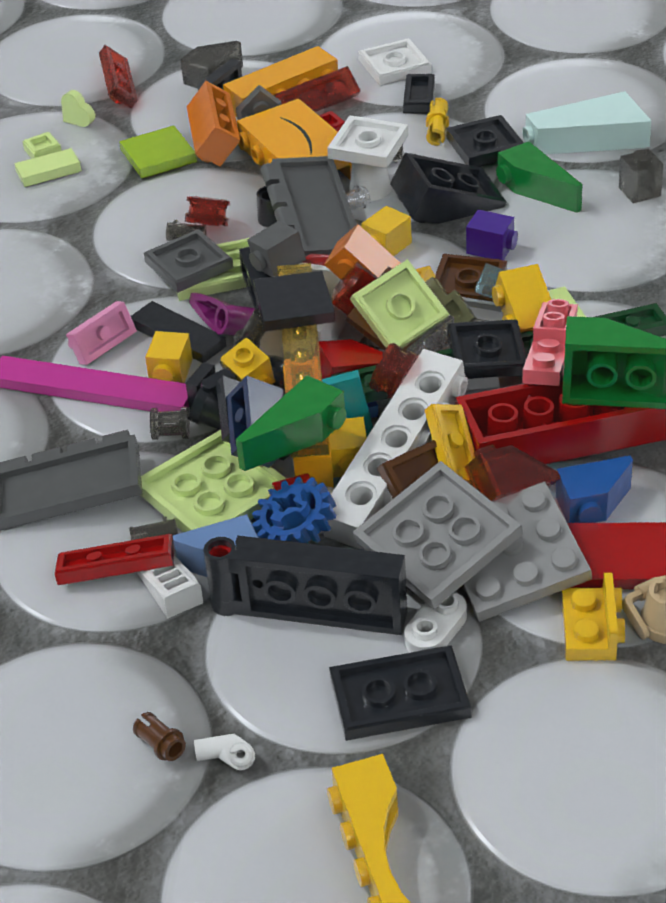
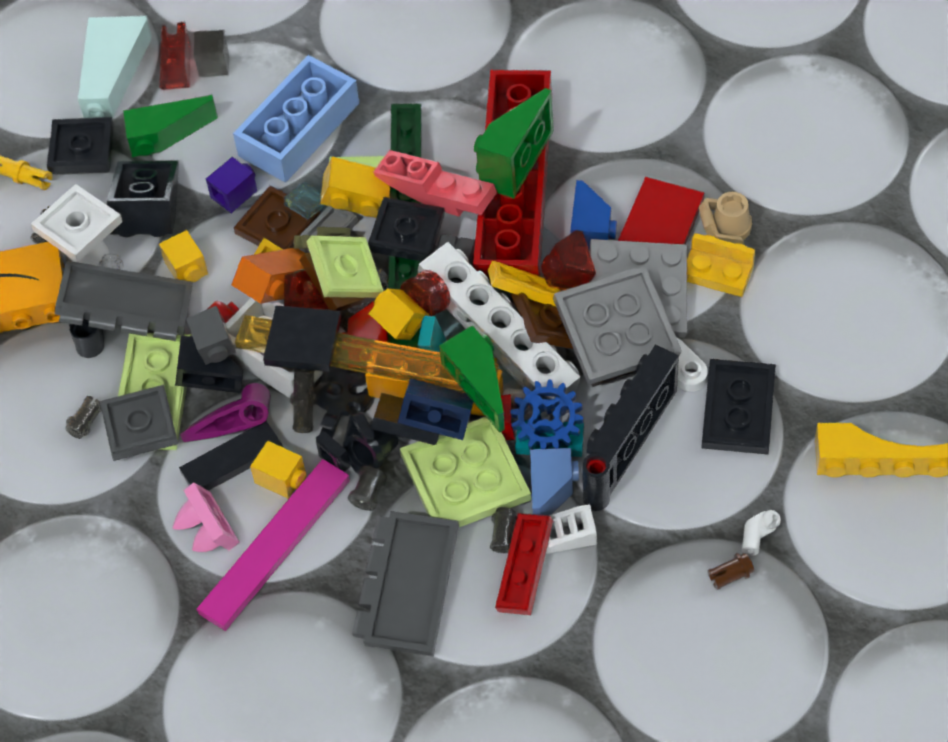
camera: 70 degrees left, 15 degrees up
(207, 211) = (71, 388): clear red wheel -> none
(248, 360) = (347, 400): yellow bracket -> none
(357, 351) = (398, 313): none -> yellow brick
(593, 245) = (296, 118): none -> light blue brick
(607, 166) = (175, 58): none -> clear red hinge

